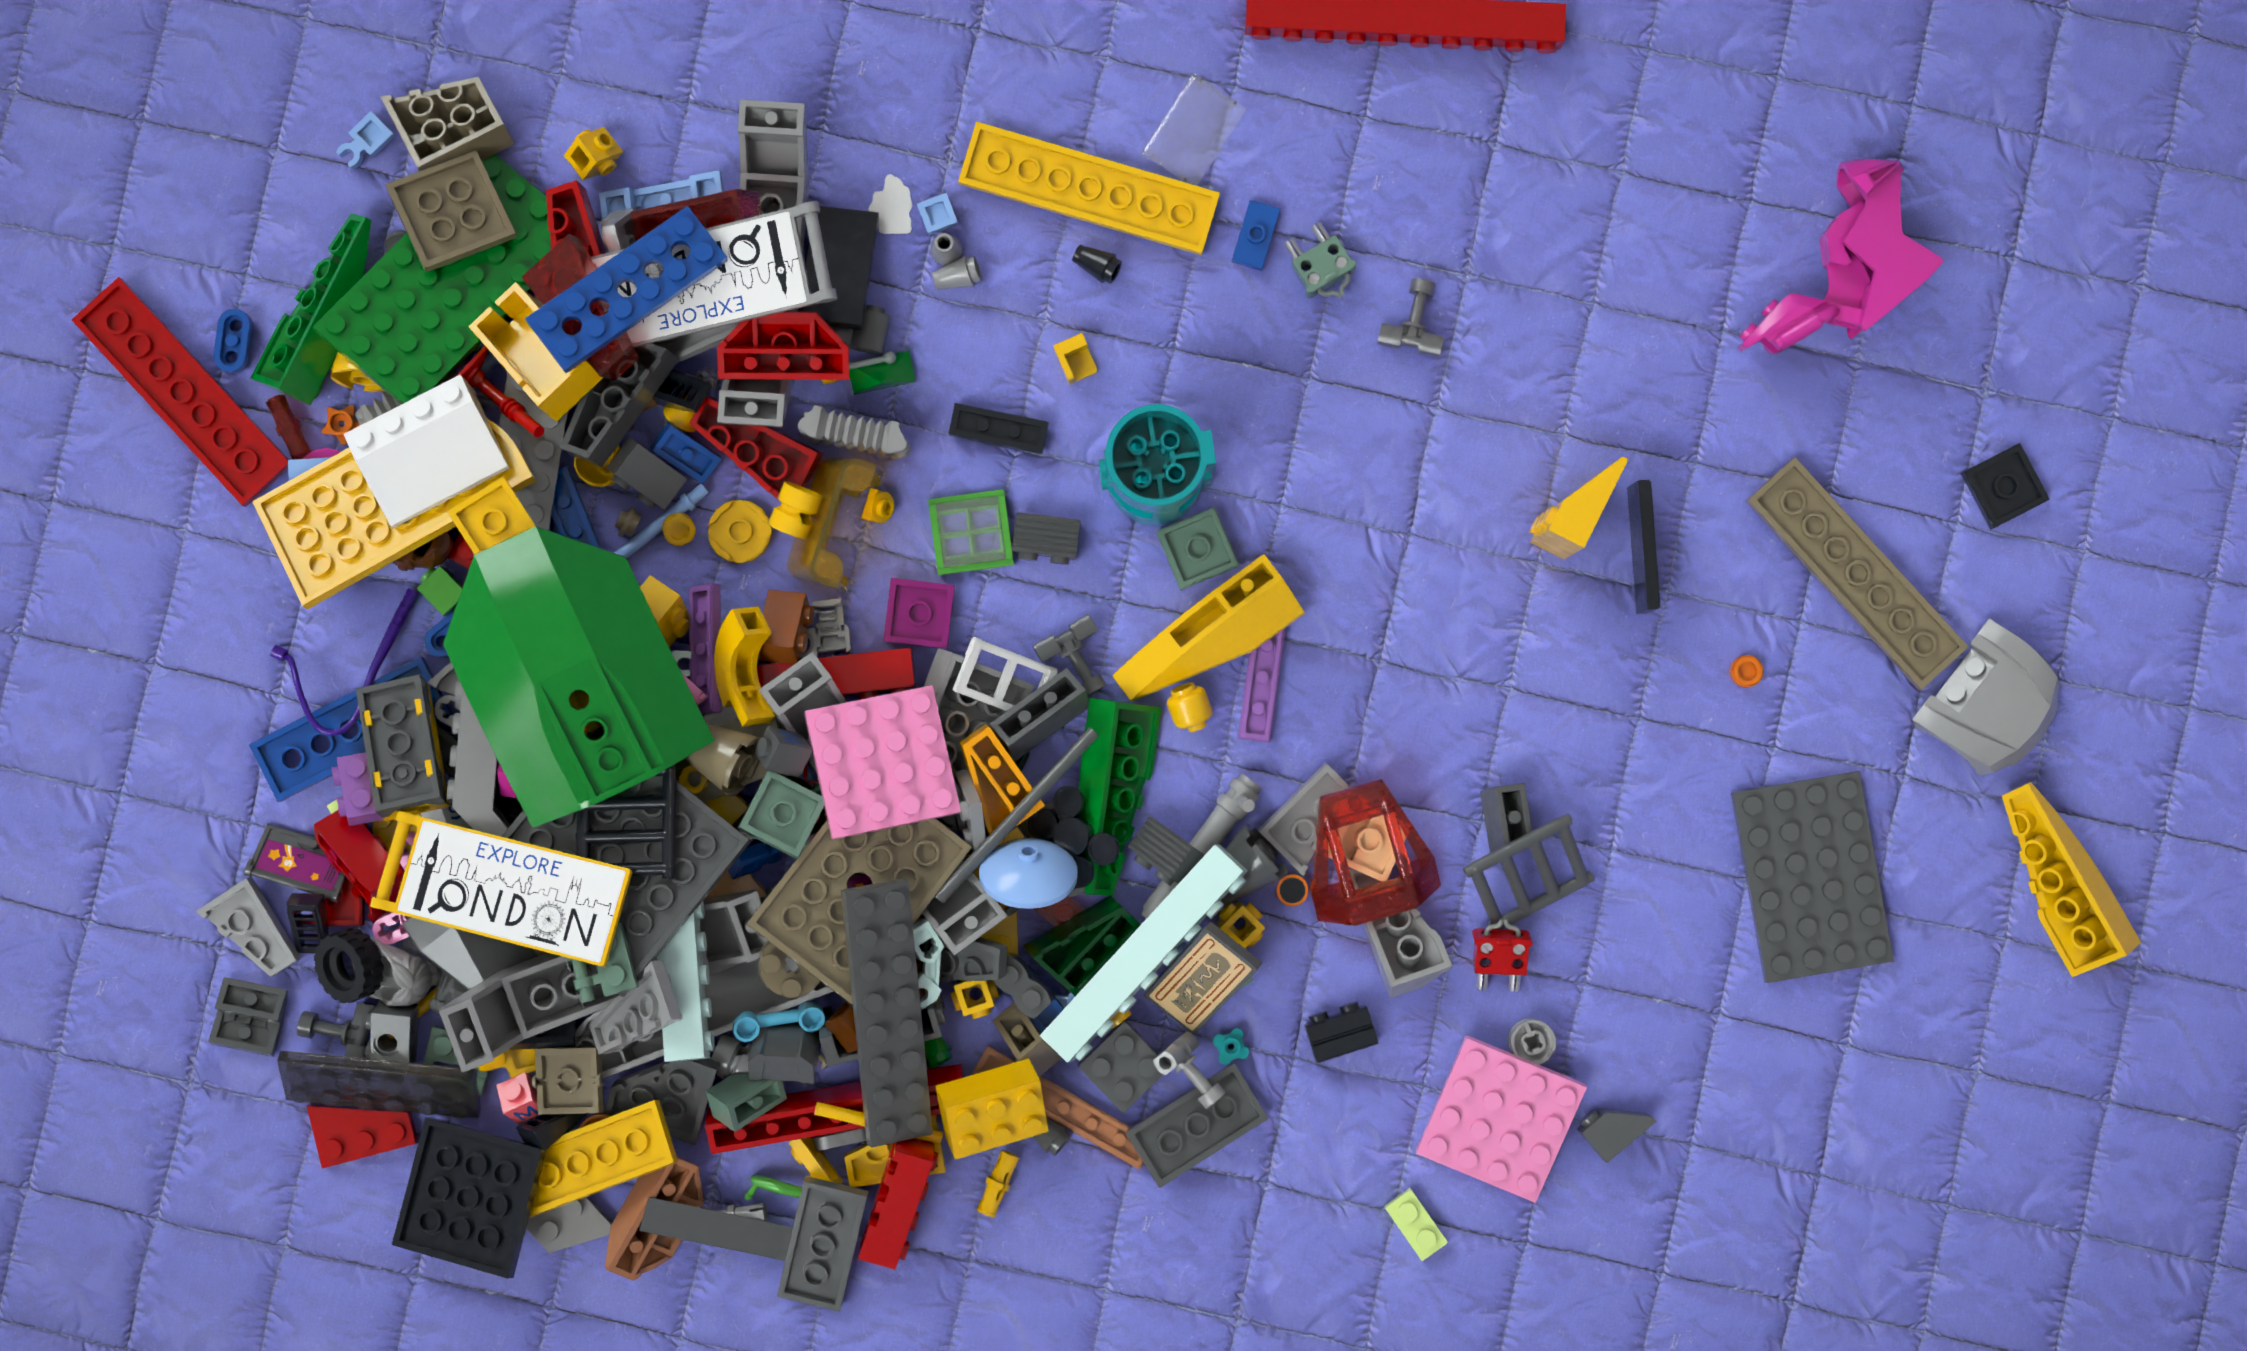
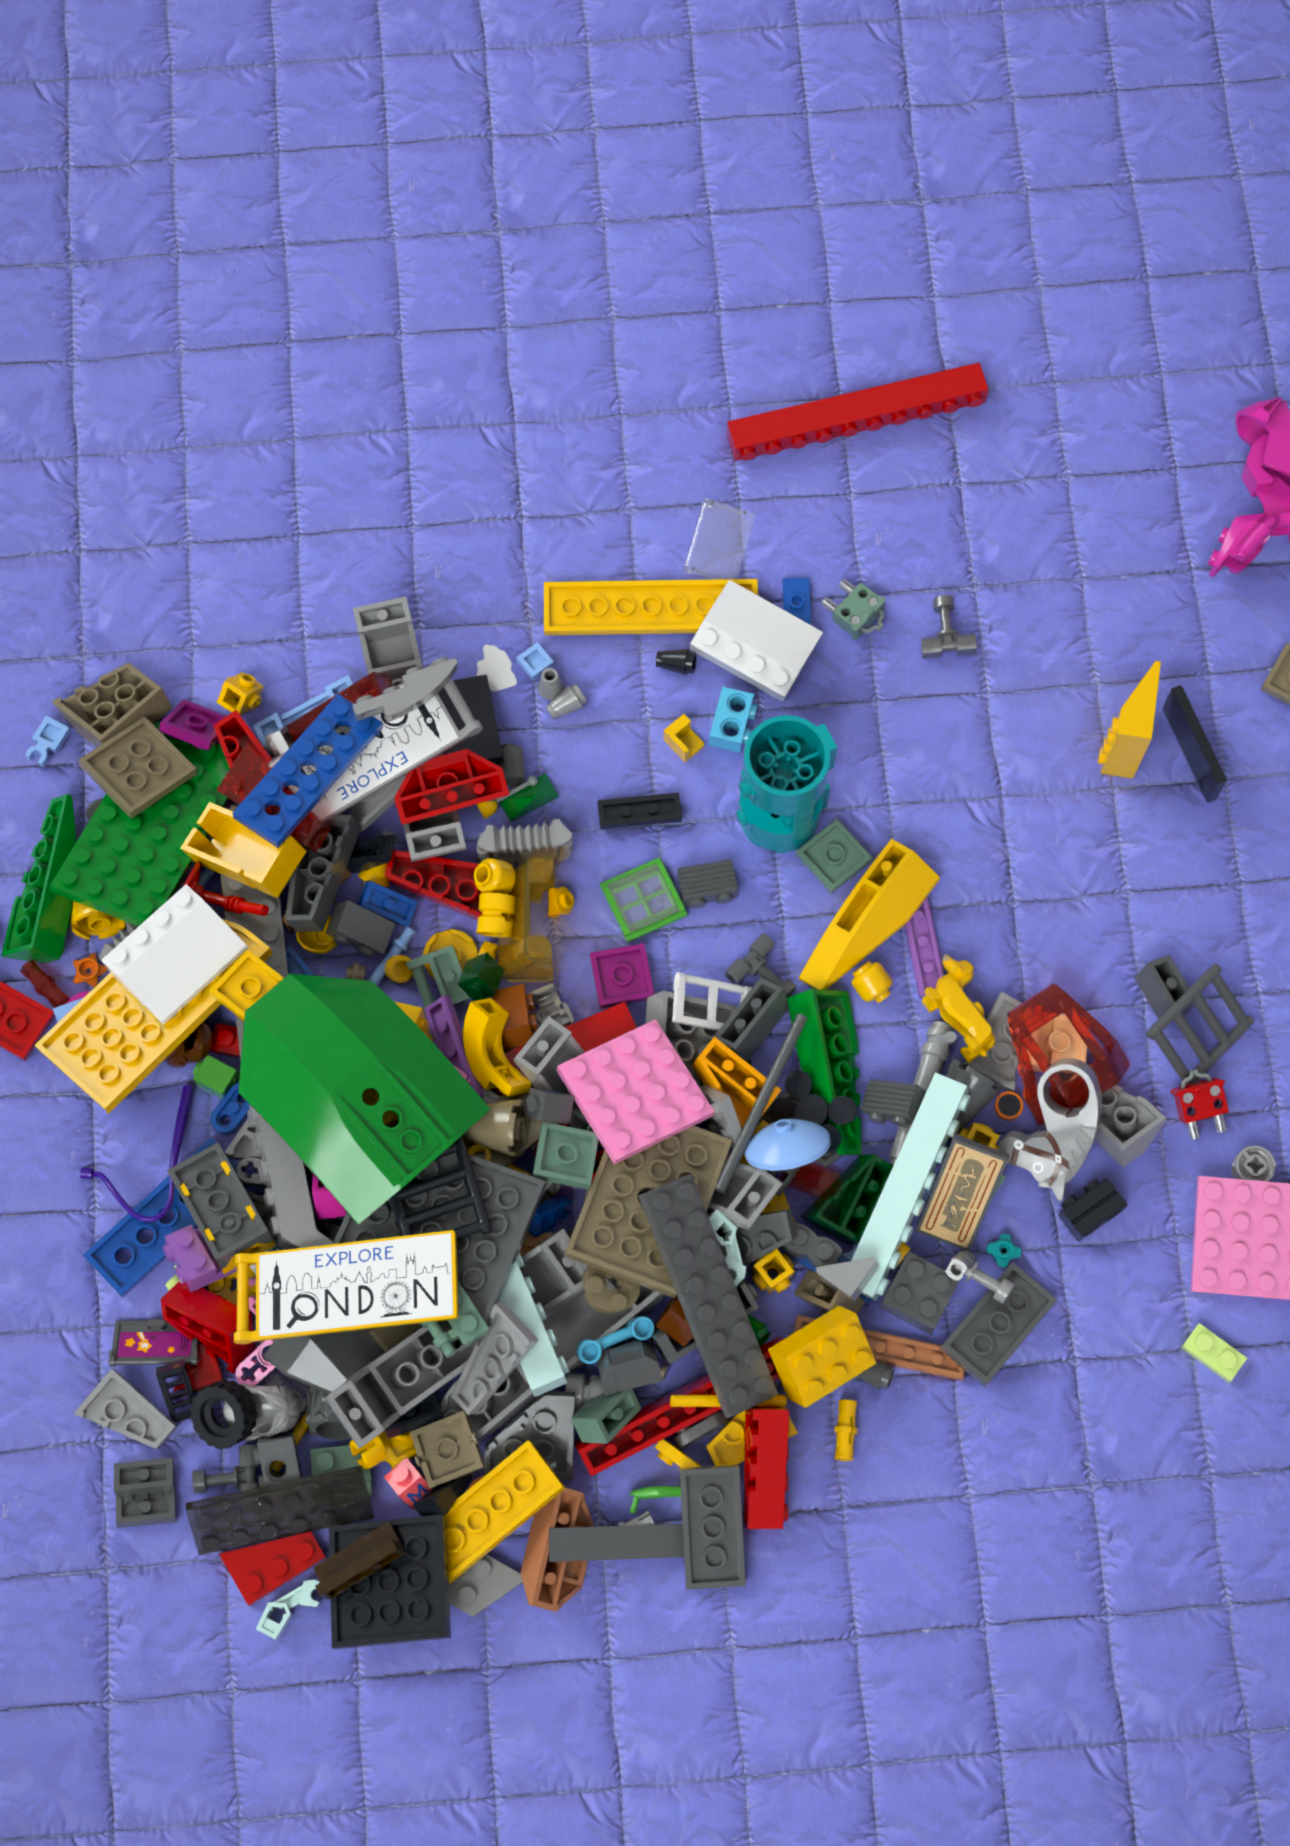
camera: 20 degrees left, 15 degrees down
(381, 1176) = (301, 1595): none -> light aqua piece
(442, 1166) = (358, 1561): none -> dark brown panel
(530, 172) = (192, 724): none -> magenta plate
(726, 552) = (446, 974): none -> sand green plate
(761, 571) = (481, 977): none -> dark green brick
(774, 233) = (418, 688): none -> light grey slope
(779, 544) = (490, 948): none -> yellow axle
(806, 467) = (494, 876): none -> yellow head
(1046, 1038) = (850, 1276): none -> light grey slope
(1129, 350) = (727, 719): none -> medium azure brick
(1193, 268) = (755, 640): none -> white slope
(1271, 770) = (959, 1009): none -> yellow animal
(1338, 951) = (1060, 1150): none -> light grey animal

